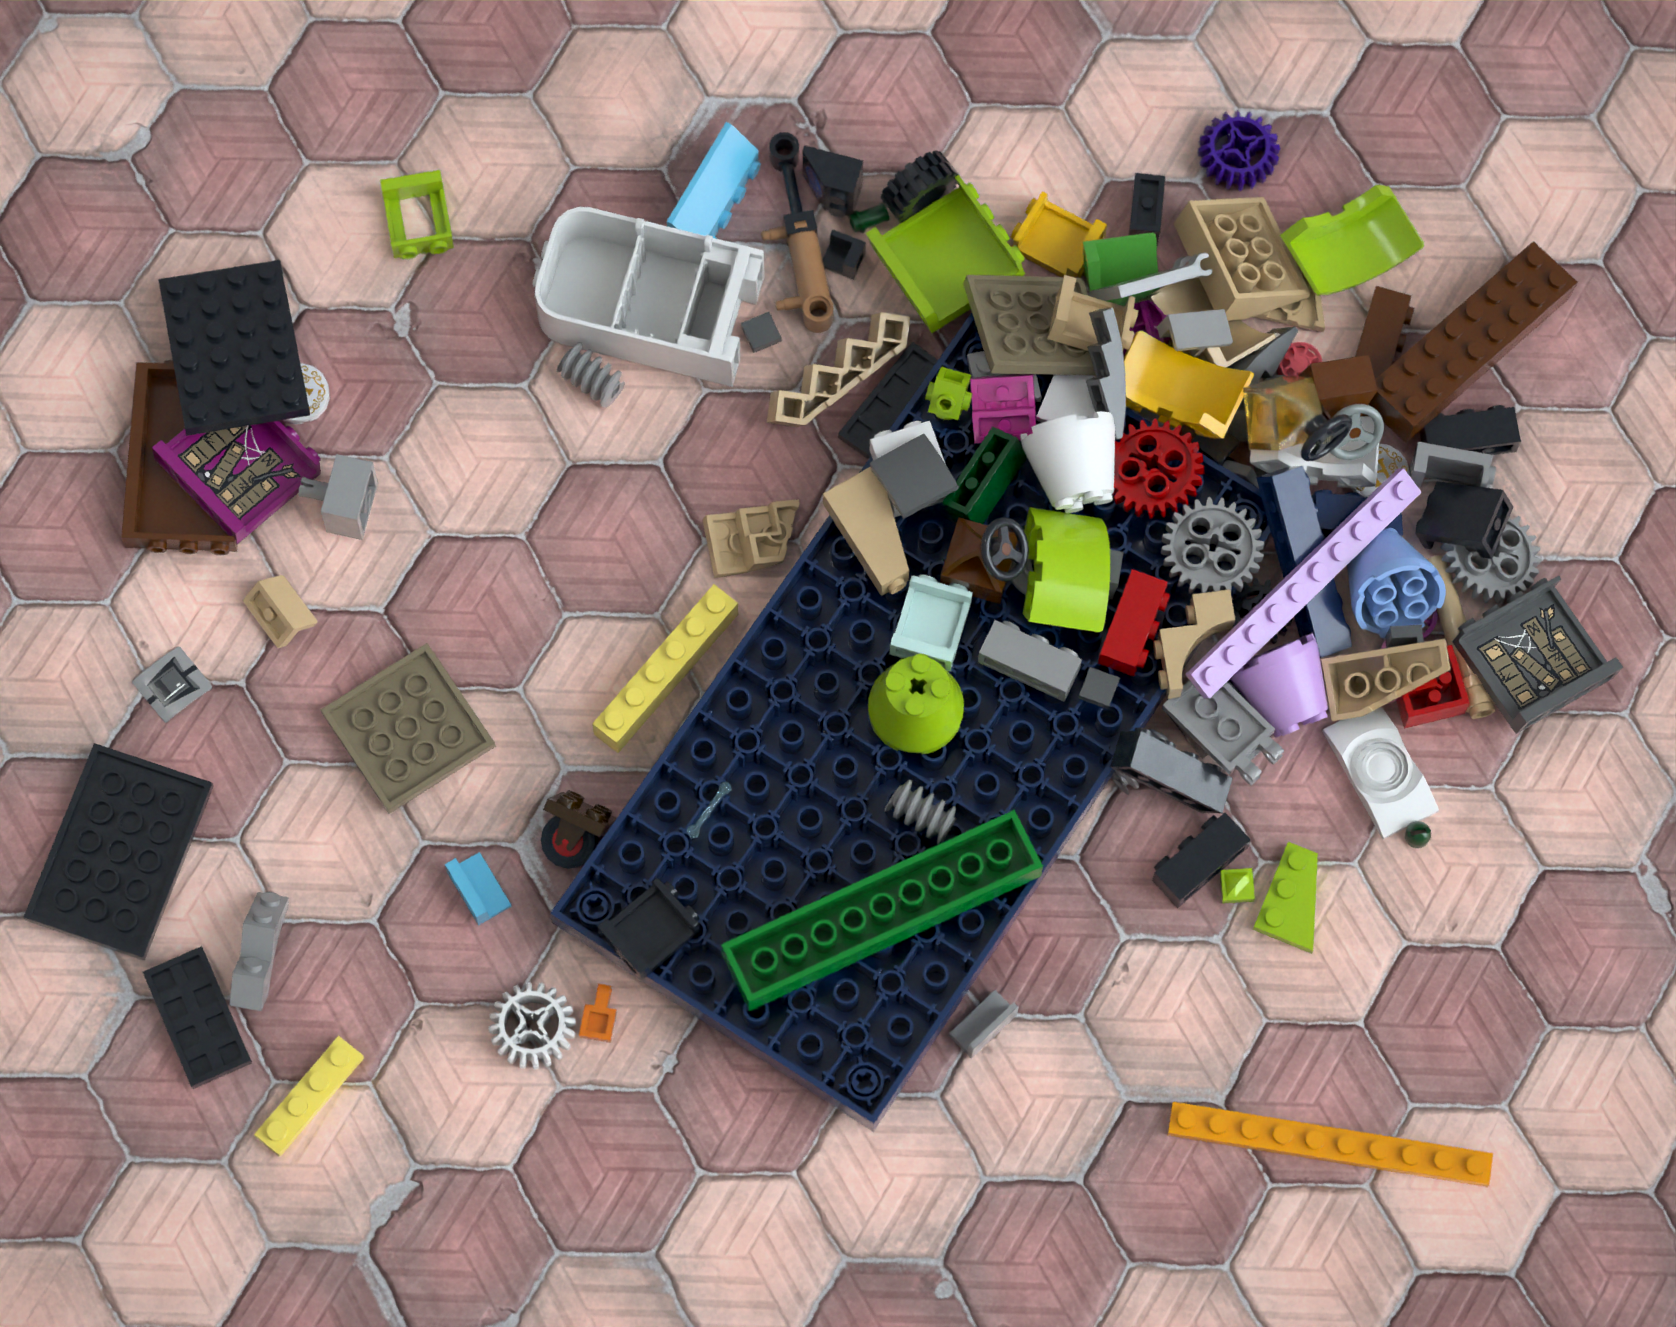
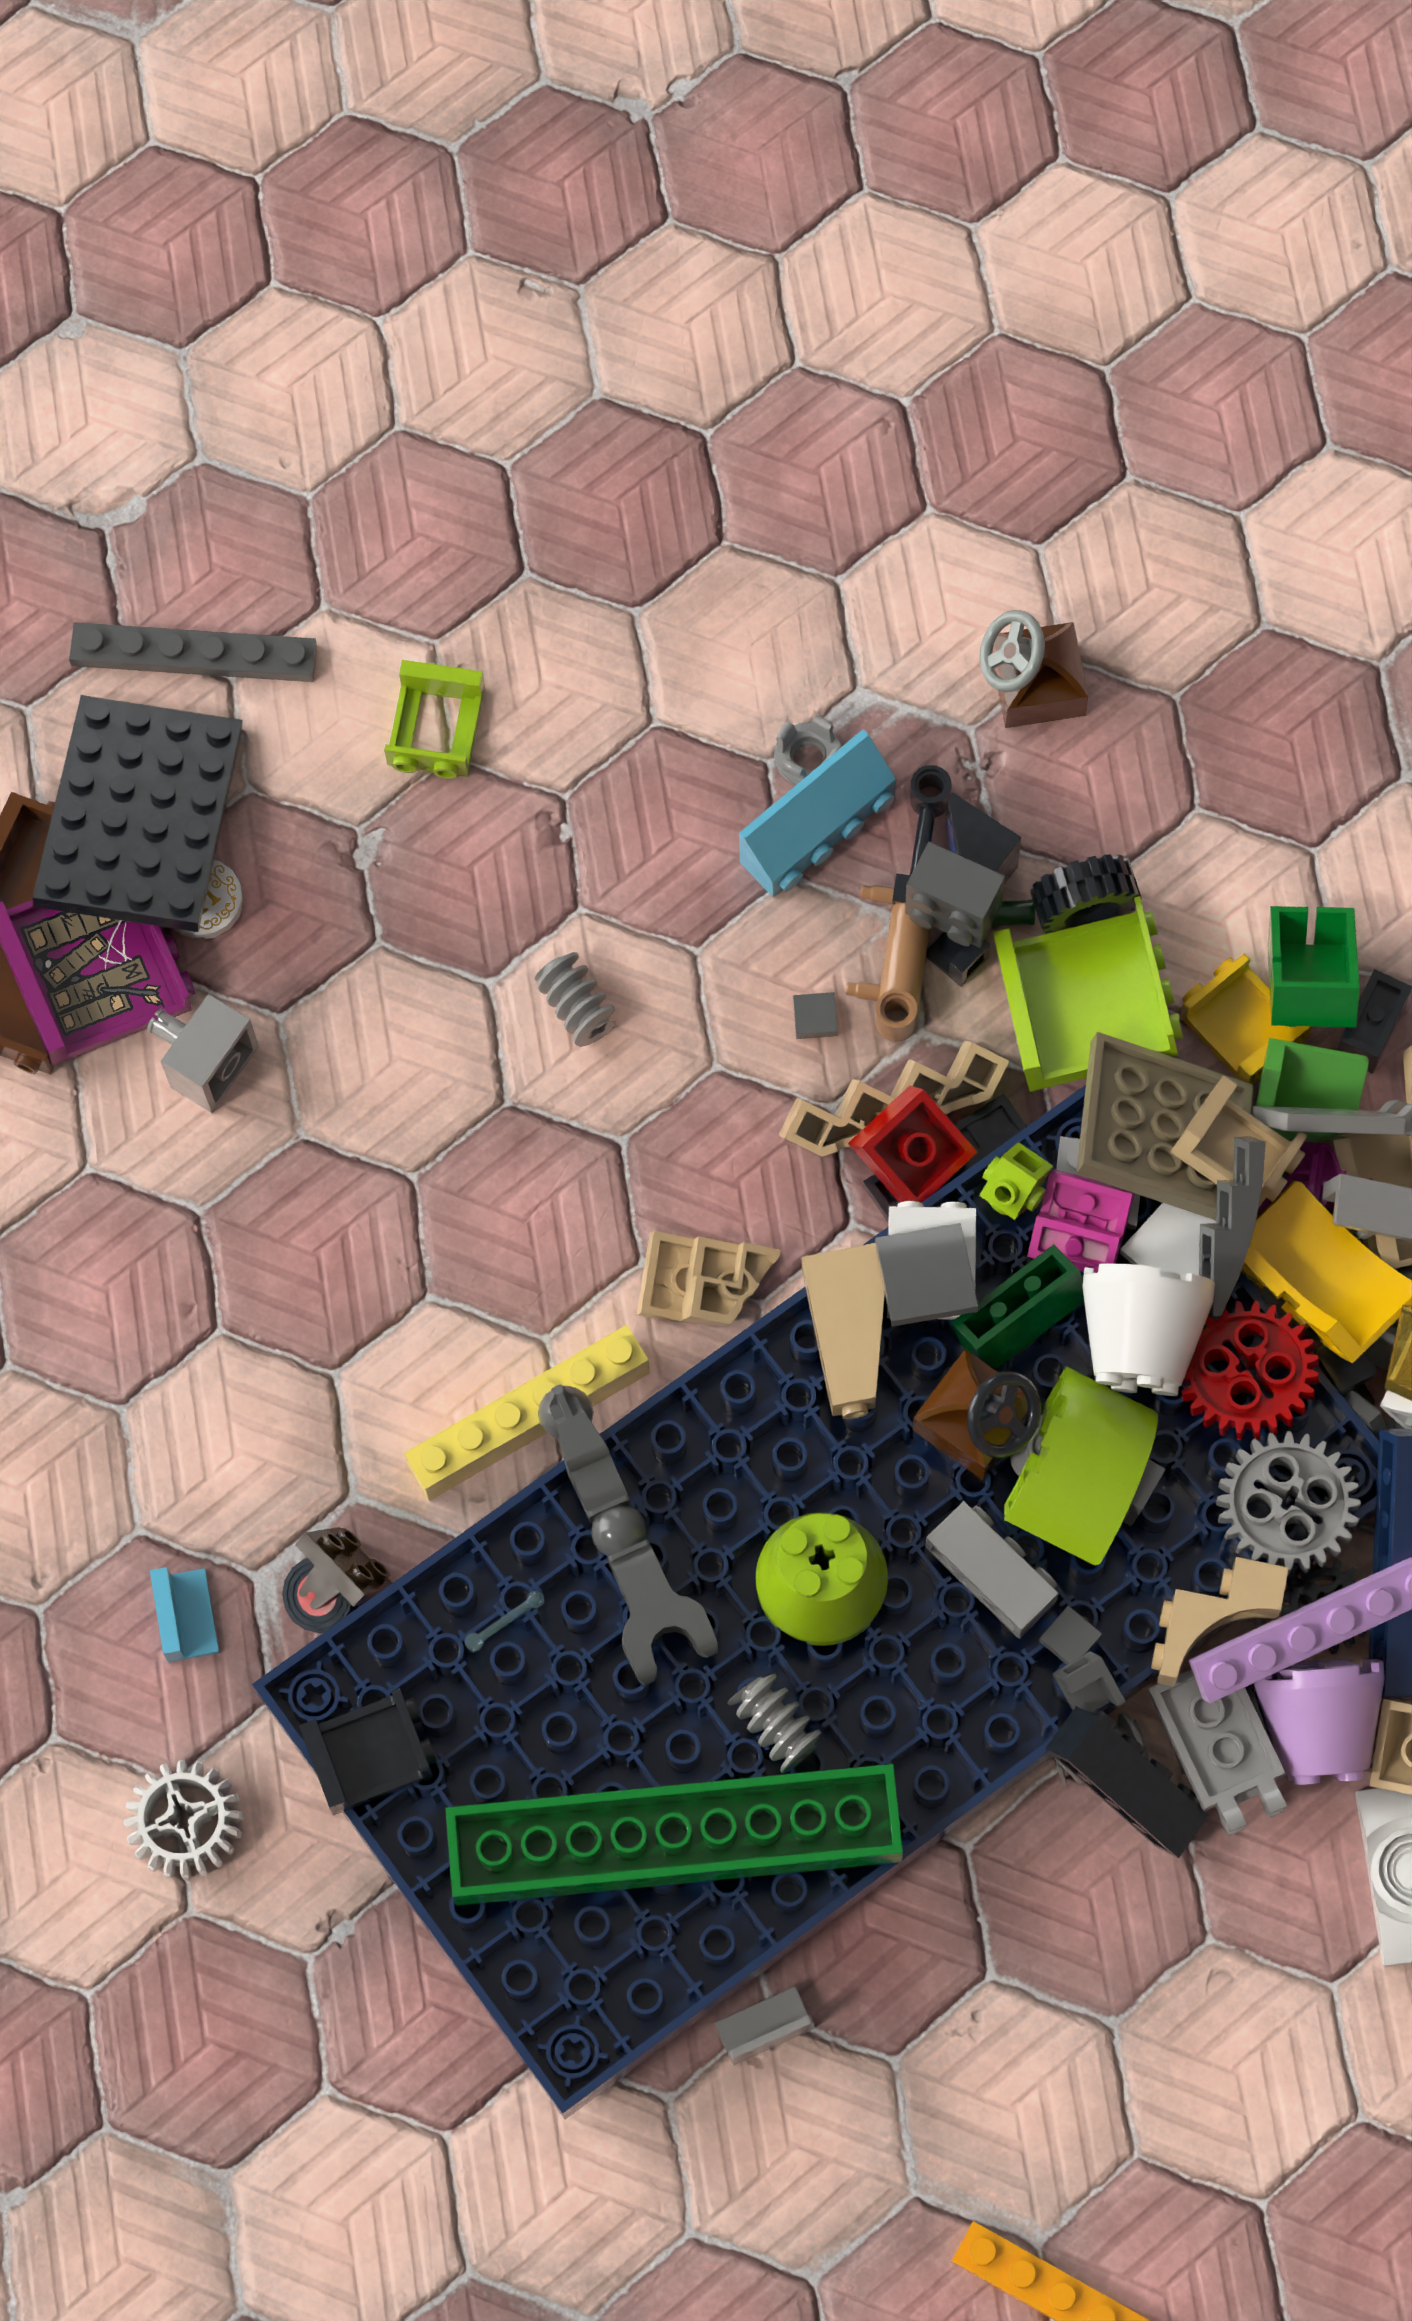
camera: 25 degrees right, 0 degrees up
(225, 224) = (193, 652): none -> dark grey plate
(279, 609) = (72, 1167): tan panel -> none
(408, 728) = (174, 1376): dark tan plate -> none
(598, 1019) = (270, 1842): orange plate -> none
(646, 292) = (683, 916): white piece -> none
(689, 138) = (791, 737): none -> light grey piece
(769, 723) = (621, 1535): none -> dark grey piece
(826, 44) = (1034, 669): none -> reddish brown piece
(831, 215) = (954, 895): none -> dark grey brick
(866, 396) = (912, 1146): none -> red brick
(931, 620) = (883, 1474): light aqua panel -> none
(1098, 194) = (1316, 981): none -> green piece
(1123, 713) = (1088, 1683): none -> dark grey panel
(1134, 623) = (1147, 1567): red brick -> none
(1200, 859) = (1128, 1908): black brick -> none
(1237, 885) = (1165, 1960): lime tile -> none
(1291, 900) = (1229, 2005): lime wing -> none

